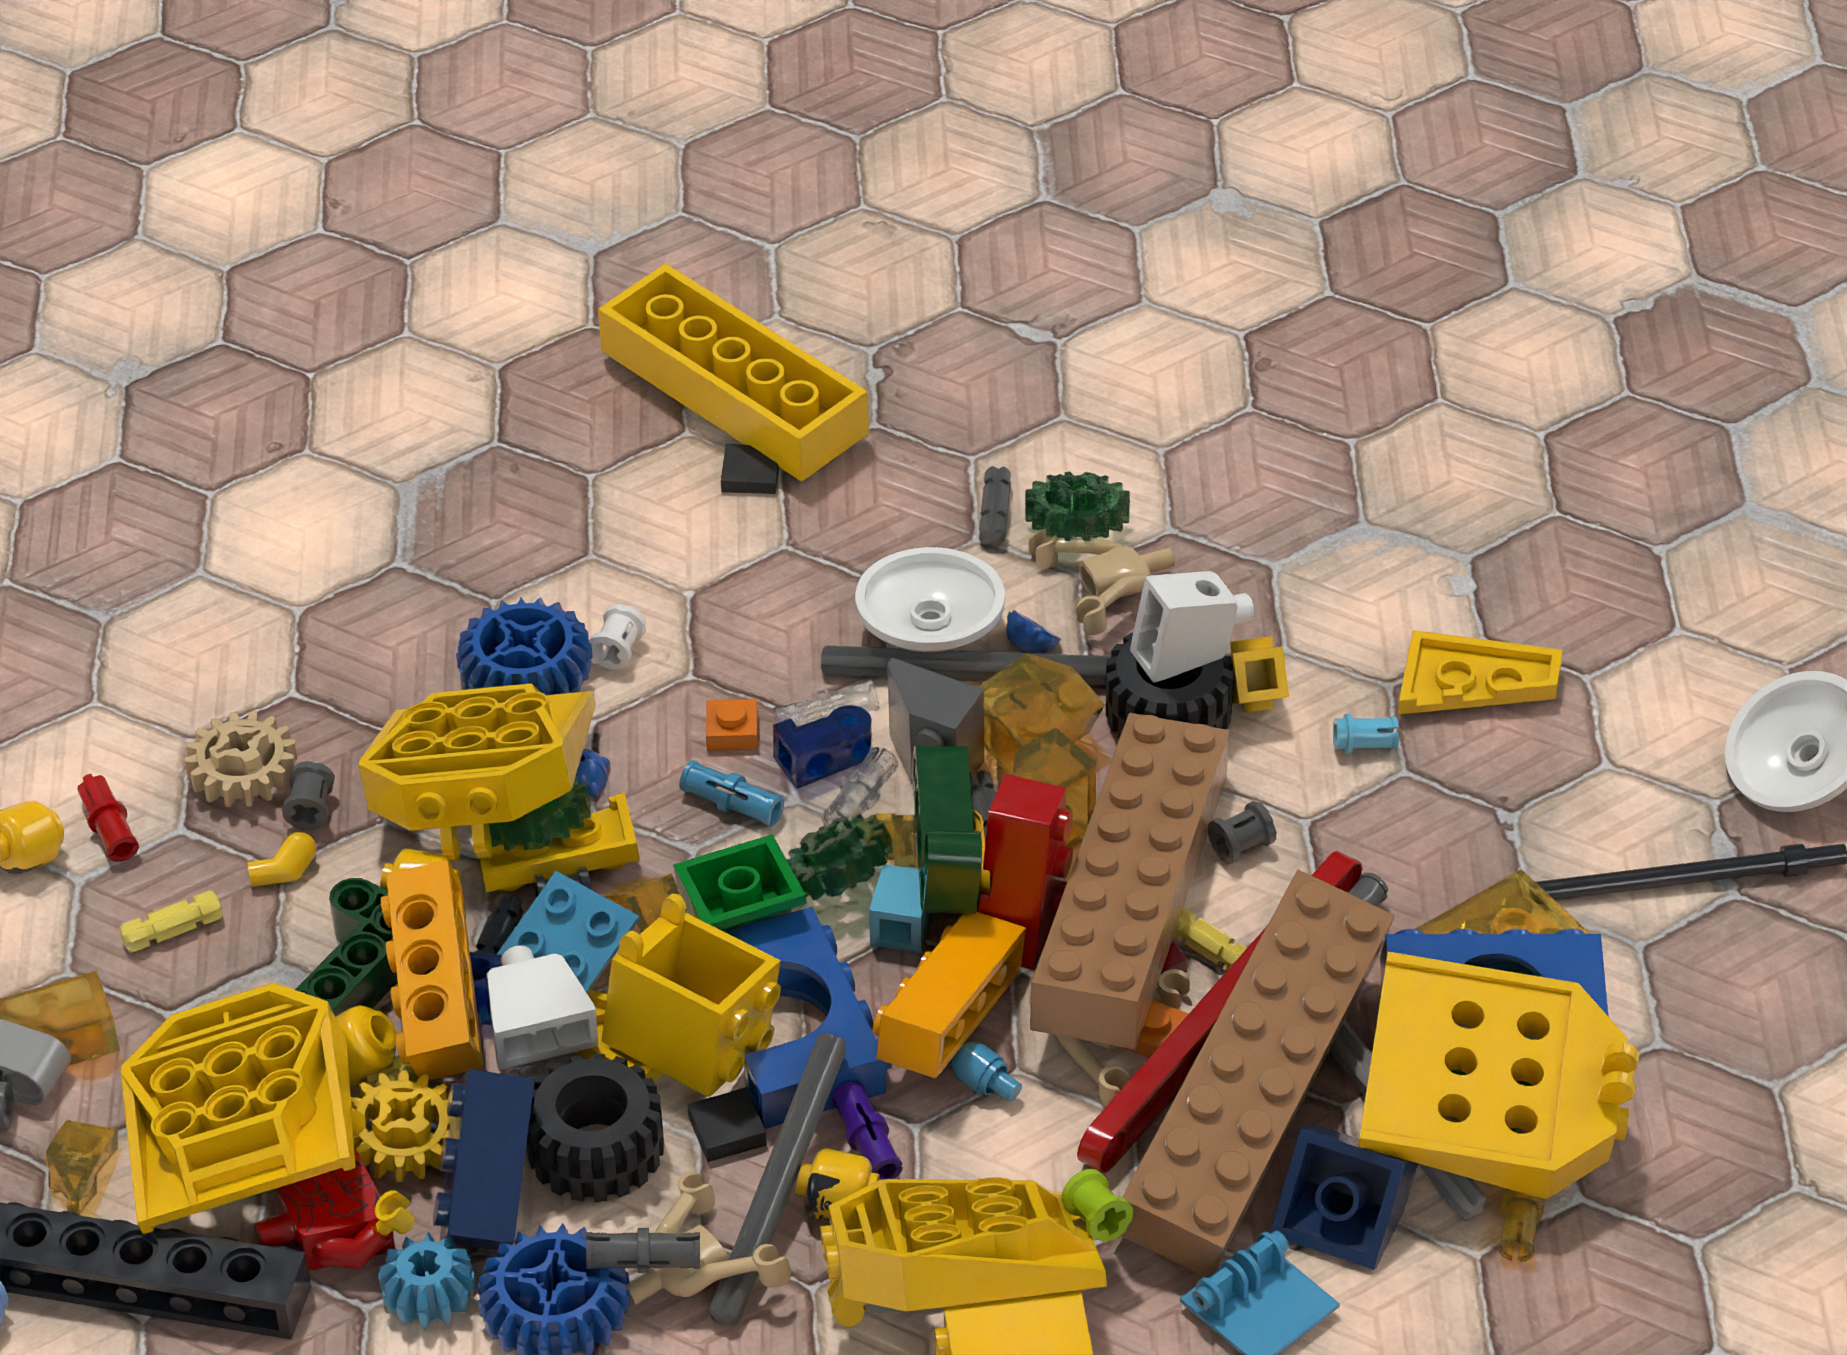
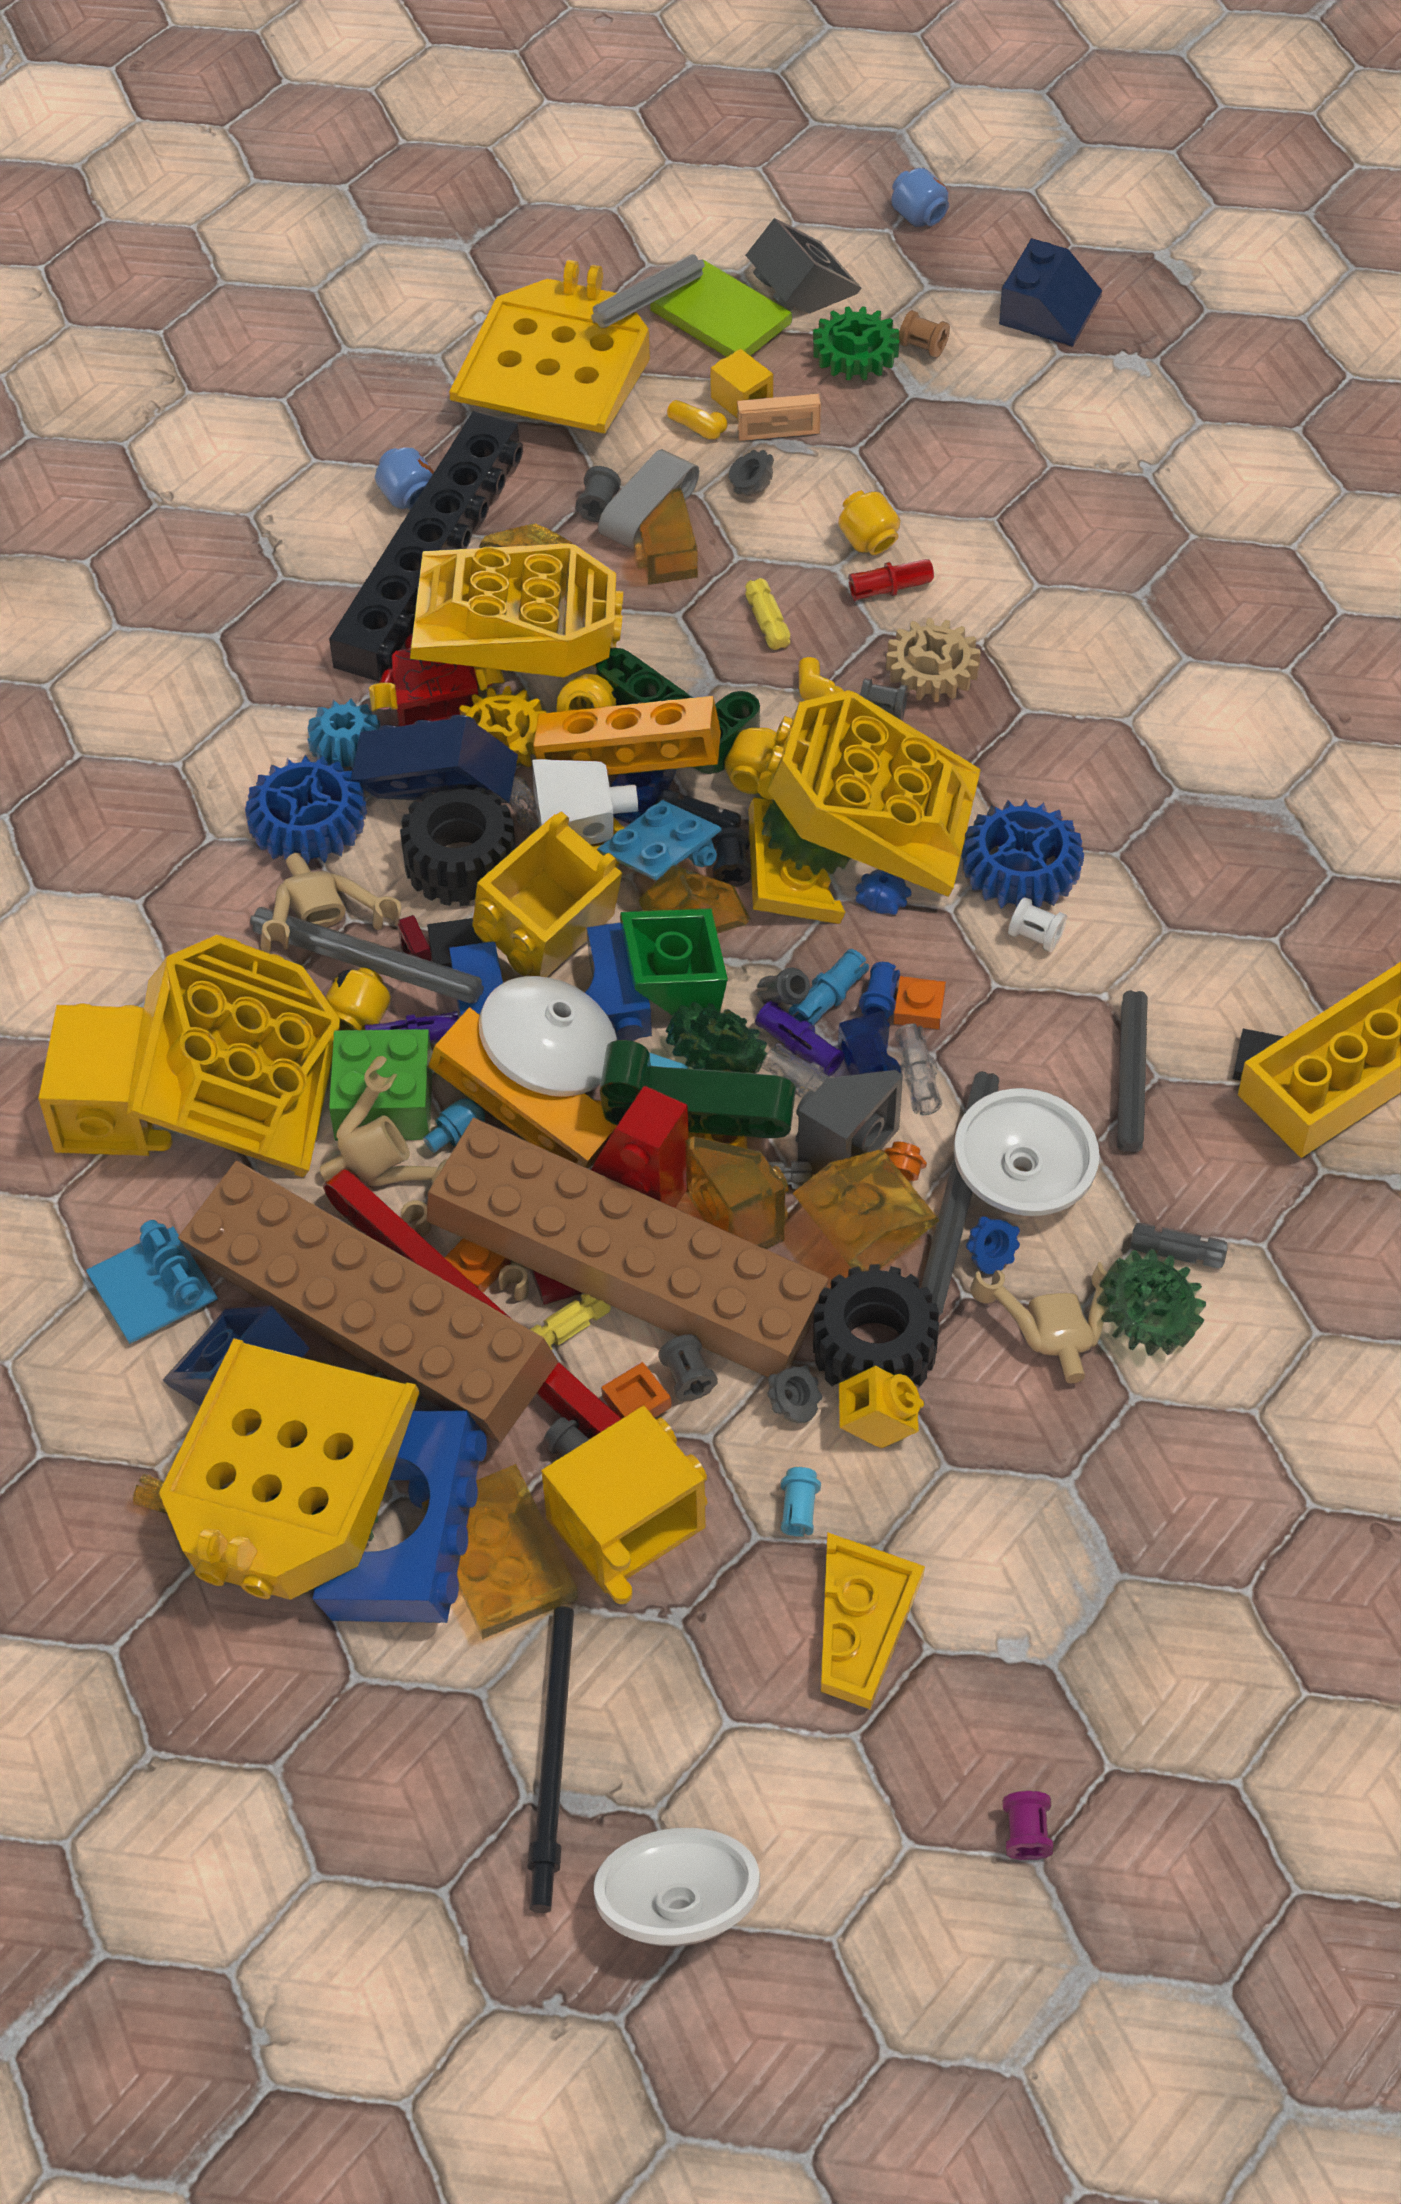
camera: 100 degrees right, 10 degrees up
(642, 1250) = (300, 846): dark grey pin -> none
(730, 750) = (880, 990): none -> blue pin
(747, 1147) = (412, 938): none -> dark red tile
(749, 813) = (788, 987): none -> dark grey pin
(788, 555) = (1132, 1071): none -> dark grey axle
(820, 789) = (777, 1022): none -> dark purple pin
(887, 960) = (546, 1035): none -> white dish
(953, 1126) = (408, 1098): none -> bright green brick
(1046, 1110) = (377, 1146): none -> tan piece
(1090, 1198) = (234, 1141): lime bush -> none
(1185, 622) = (896, 1311): white torso -> none
(1250, 755) = (794, 1394): none -> dark grey animal
(1280, 861) = (634, 1390): none -> orange plate
(1426, 830) = (625, 1499): none -> yellow container
(1641, 542) = (1028, 1825): none -> magenta bush

